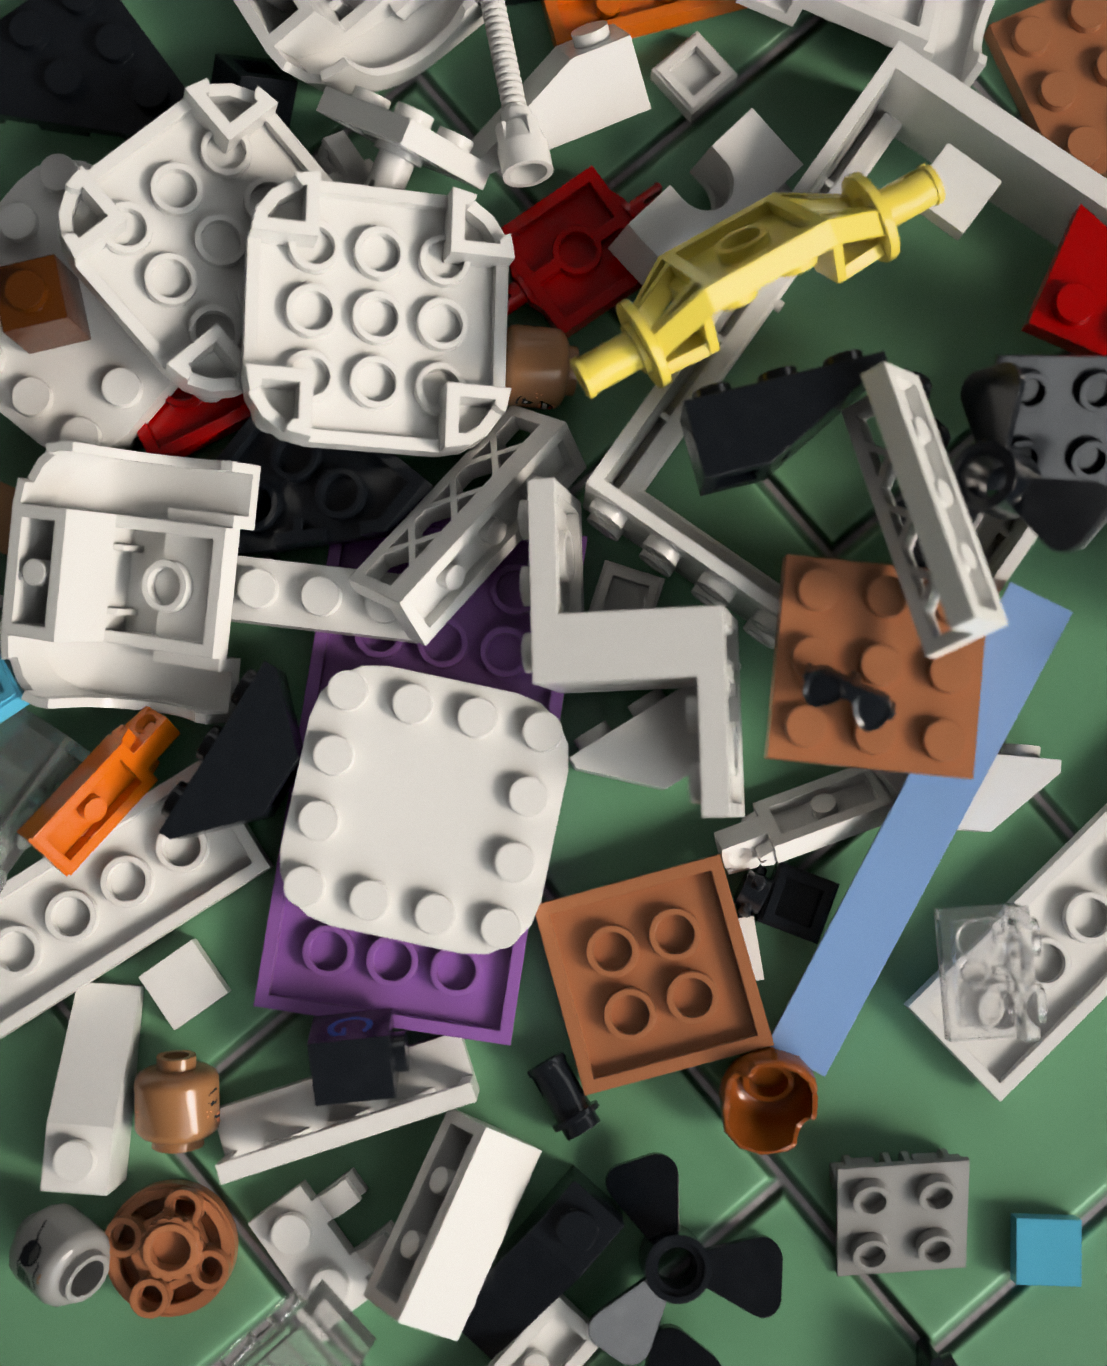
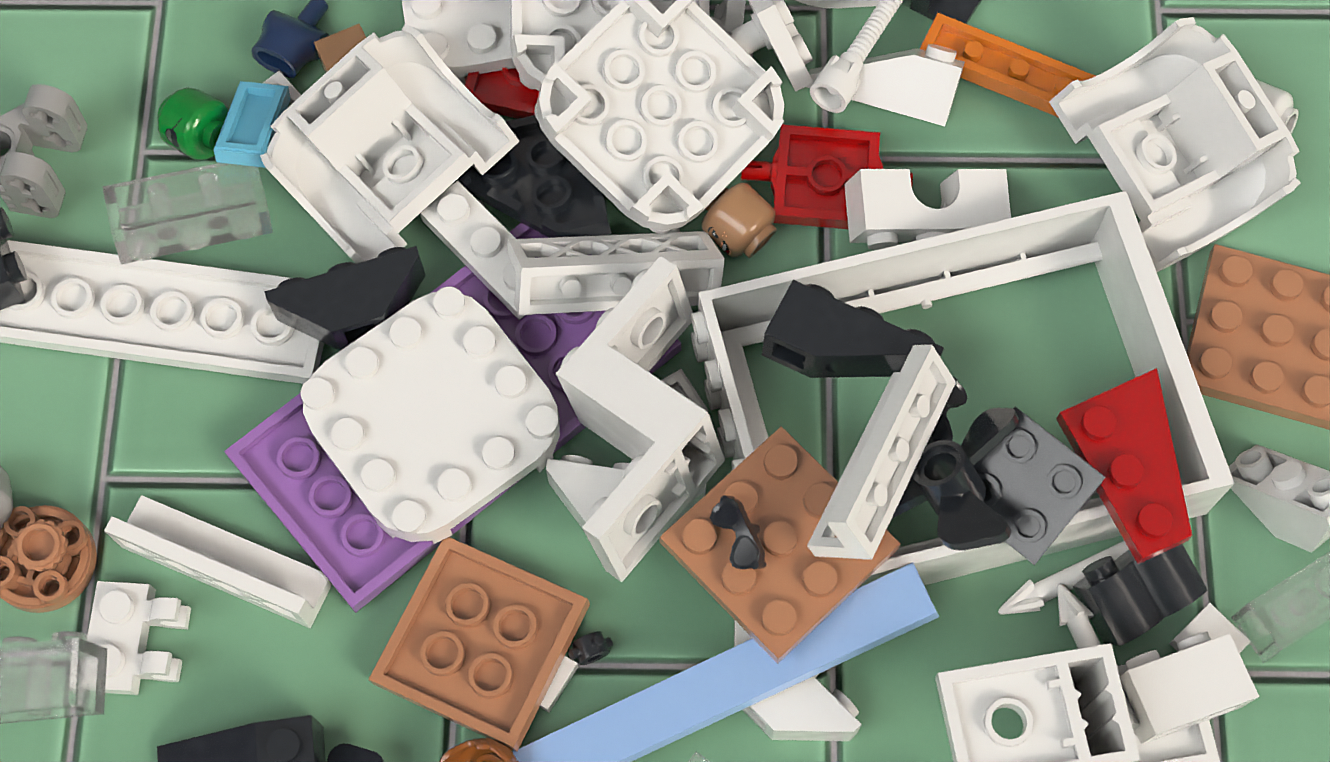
camera: 45 degrees right, 15 degrees down
(94, 1092) = (86, 424): white slope -> none
(99, 791) = (254, 249): orange hinge -> none
(176, 1102) = (126, 470): medium nougat head -> none
(184, 984) = (198, 409): white tile -> none
(356, 1056) = (253, 526): black brick -> none
(451, 1225) = (214, 682): white brick -> none
(564, 1096) = (357, 665): black pin -> none
(693, 76) = (994, 134): white tile -> none
(743, 253) = (929, 230): light yellow plate -> none
(798, 902) = (612, 677): black tile -> none
(805, 819) = (658, 627): white hinge -> none
(966, 191) = (1080, 300): white tile -> none

